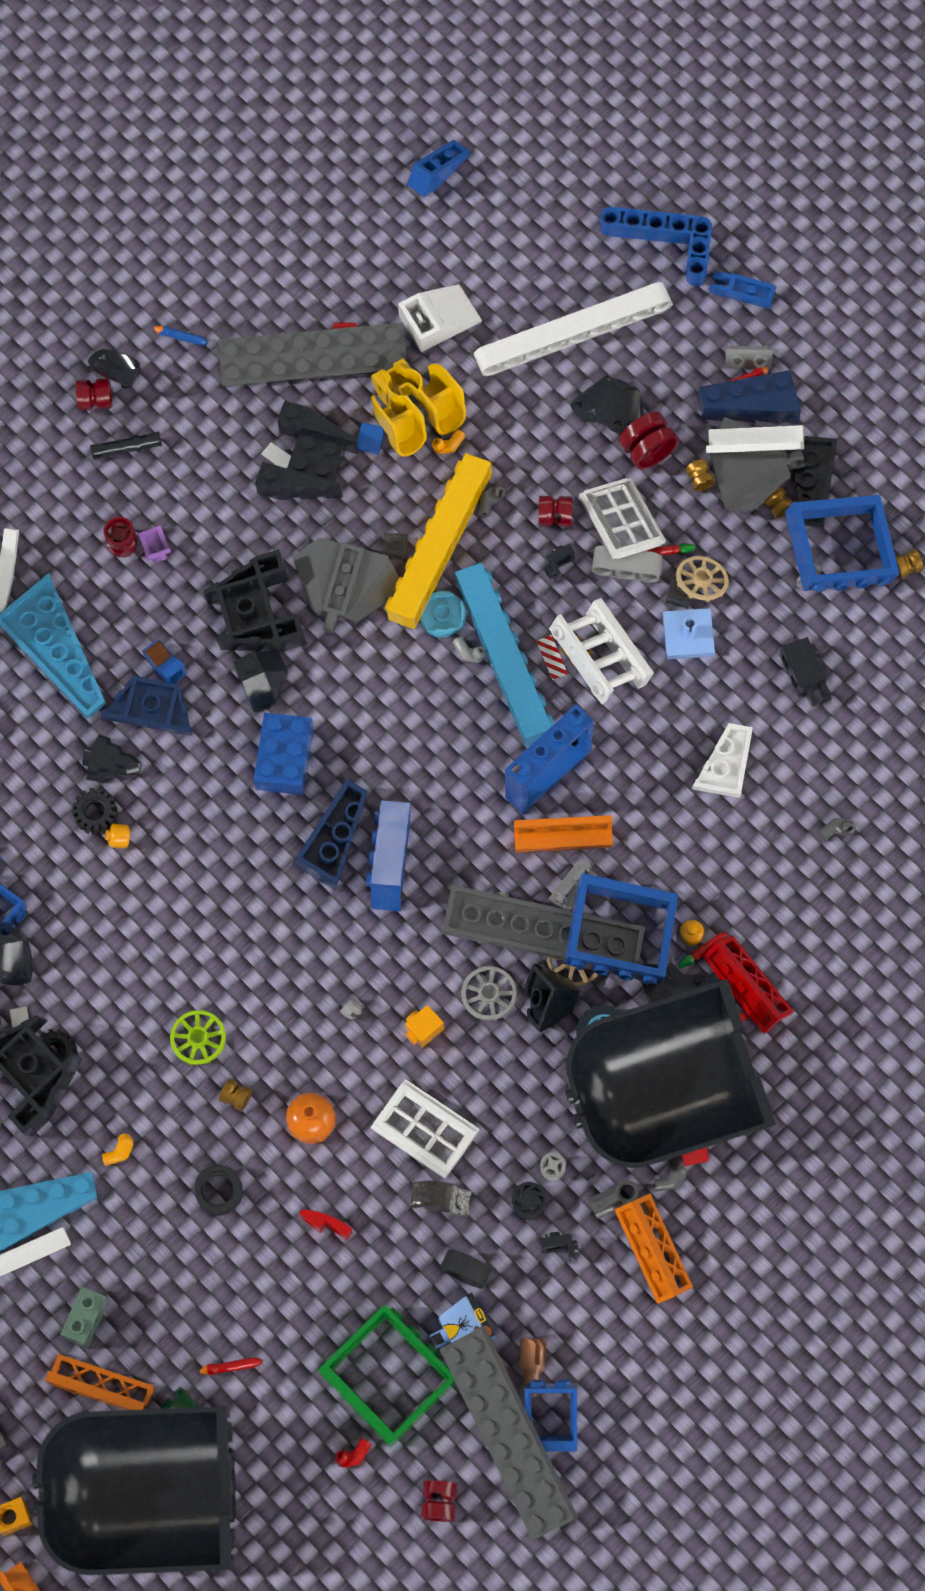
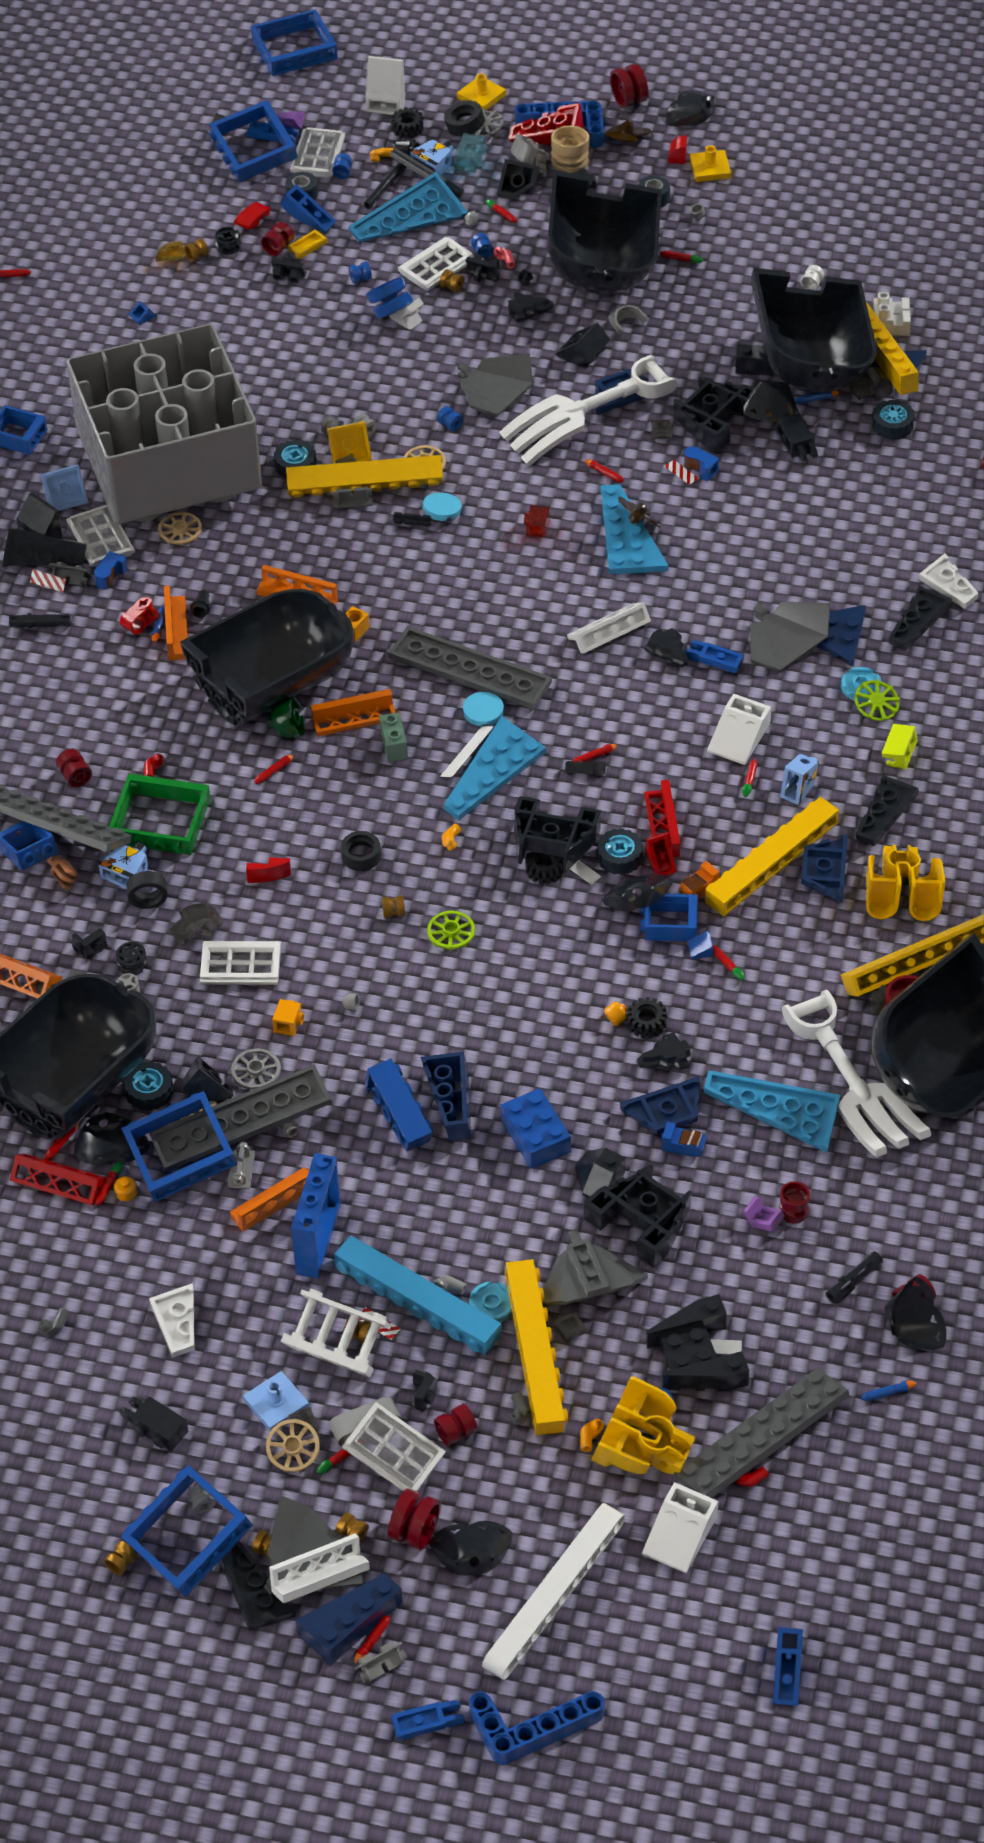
camera: 145 degrees right, 20 degrees down
(310, 1118) = (328, 924): orange cylinder -> none

